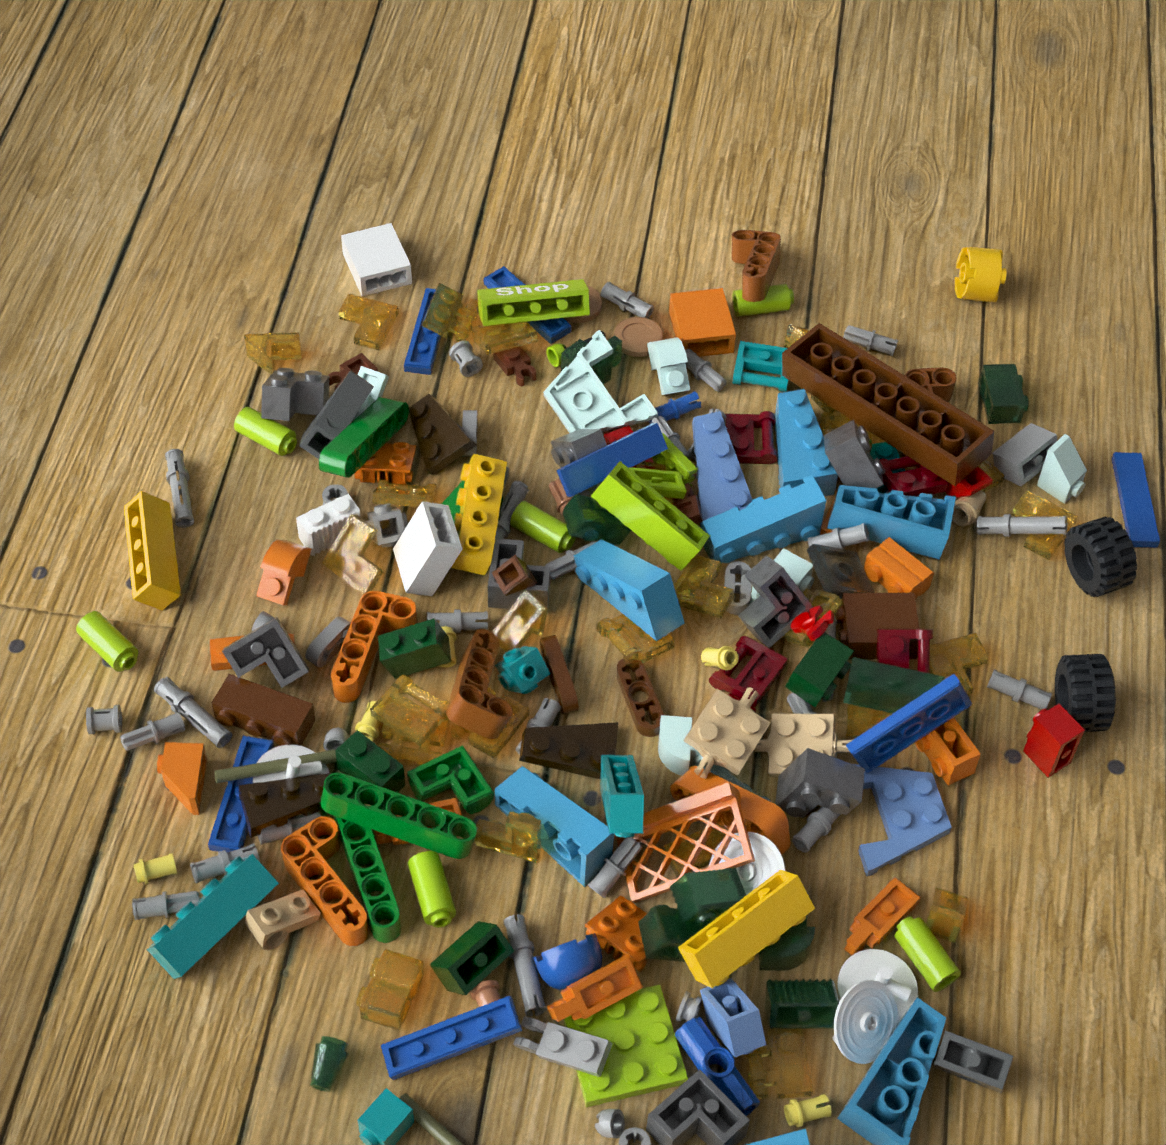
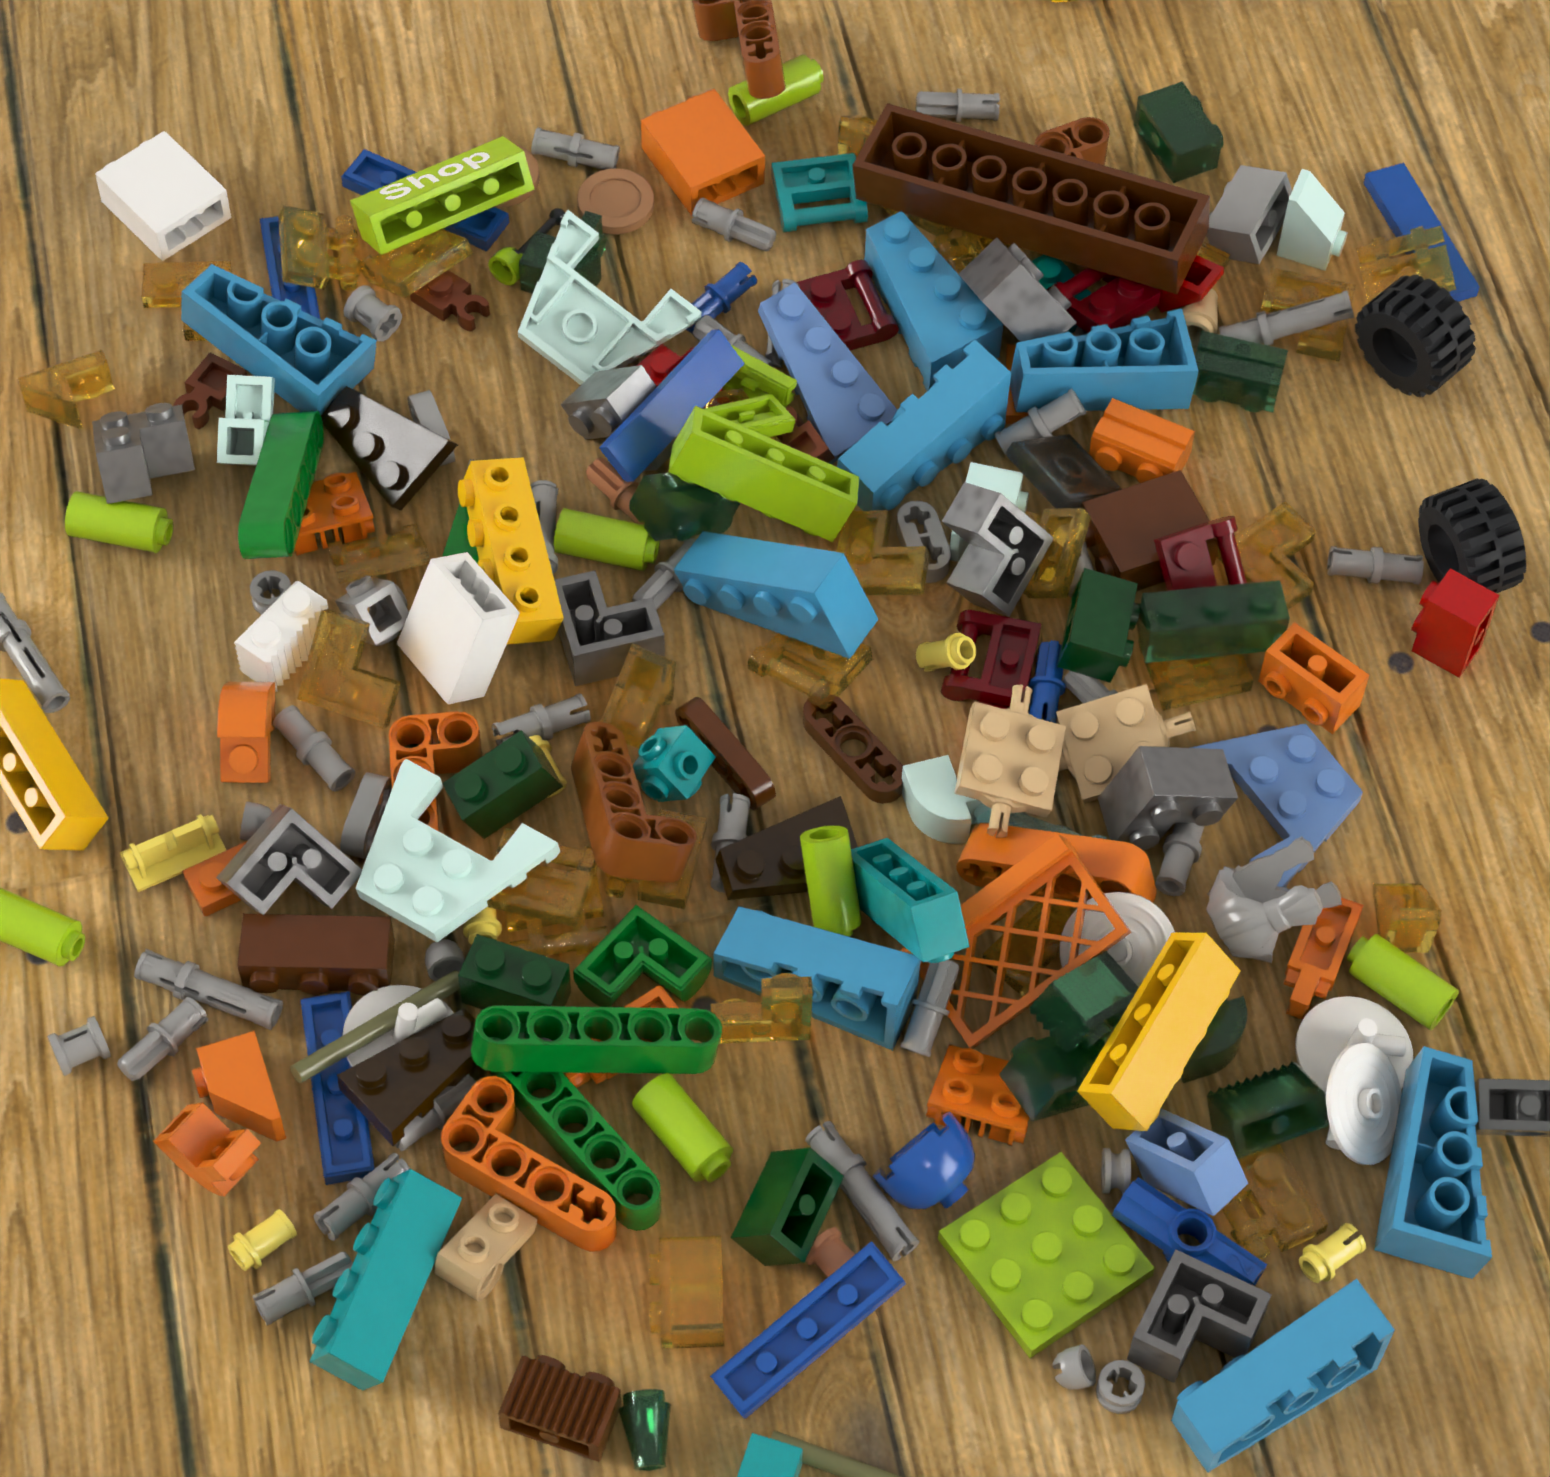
camera: 20 degrees left, 5 degrees up
(148, 804) = (208, 1149): none -> orange brick
(204, 627) = (172, 852): none -> light yellow hinge
(282, 1030) = (561, 1406): none -> reddish brown brick
(317, 593) = (314, 748): none -> light grey pin
(336, 413) = (225, 467): dark grey slope -> none
(345, 688) = (429, 876): none -> light aqua wing
(401, 356) = (277, 339): none -> dark azure wedge
(514, 576) = (606, 629): reddish brown slope -> none
(566, 1046) = (973, 1284): light grey hinge -> none
(585, 769) = (831, 879): none -> lime brick
(597, 991) = (984, 1192): orange hinge -> none
(669, 359) = (684, 223): light aqua brick -> none
(775, 697) = (1047, 683): none -> blue axle
(809, 625) = (1057, 564): red piece -> none
(843, 872) = (1253, 910): none -> light grey piece
(909, 724) = (1264, 664): blue tile -> none
(978, 546) = (1238, 372): none -> clear green brick
(1126, 514) = (1426, 262): none -> clear yellow plate

